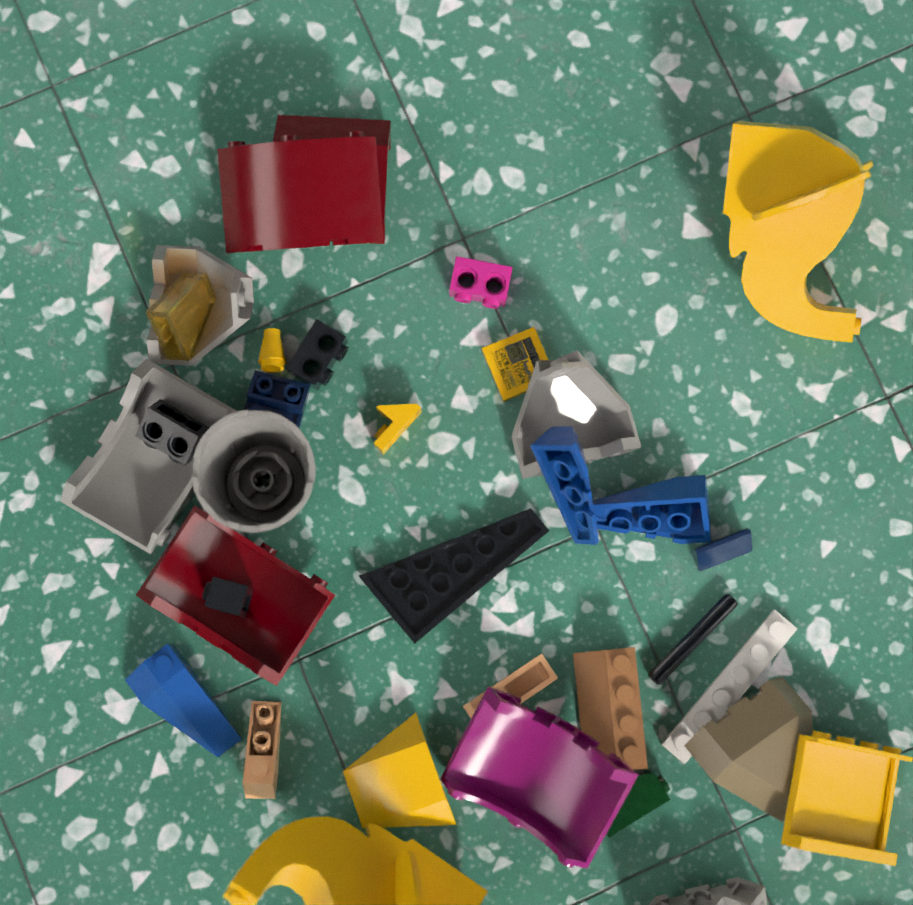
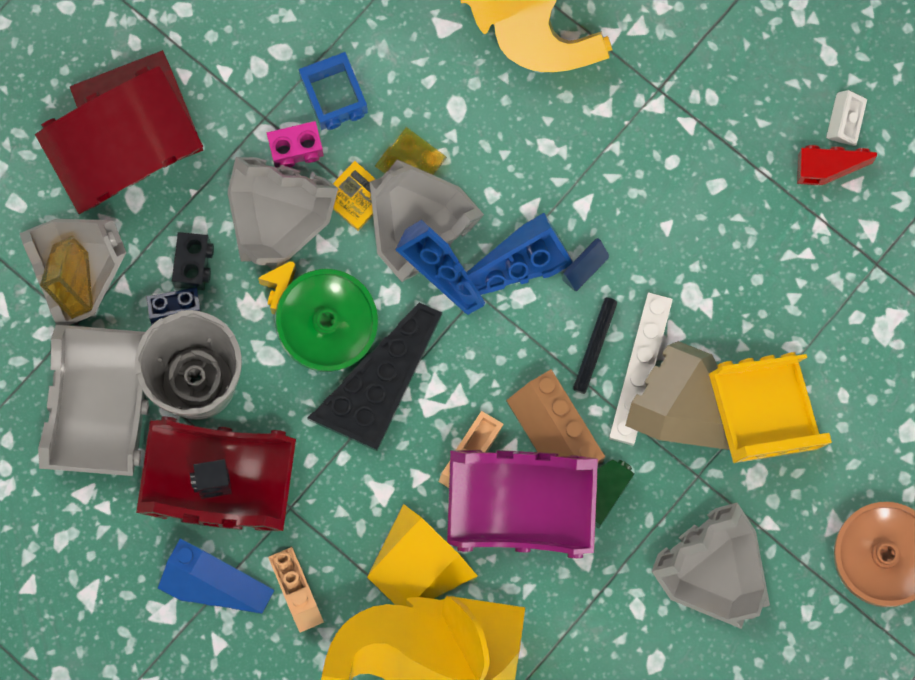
camera: 25 degrees left, 5 degrees down
(174, 426) = (103, 366): black brick -> none
(272, 353) = (154, 277): yellow cone -> none
(425, 483) = (326, 320): none -> green dish
(428, 342) = (276, 210): none -> light grey panel
(546, 216) = (326, 69): none -> blue window
(597, 345) = (412, 151): none -> clear yellow slope

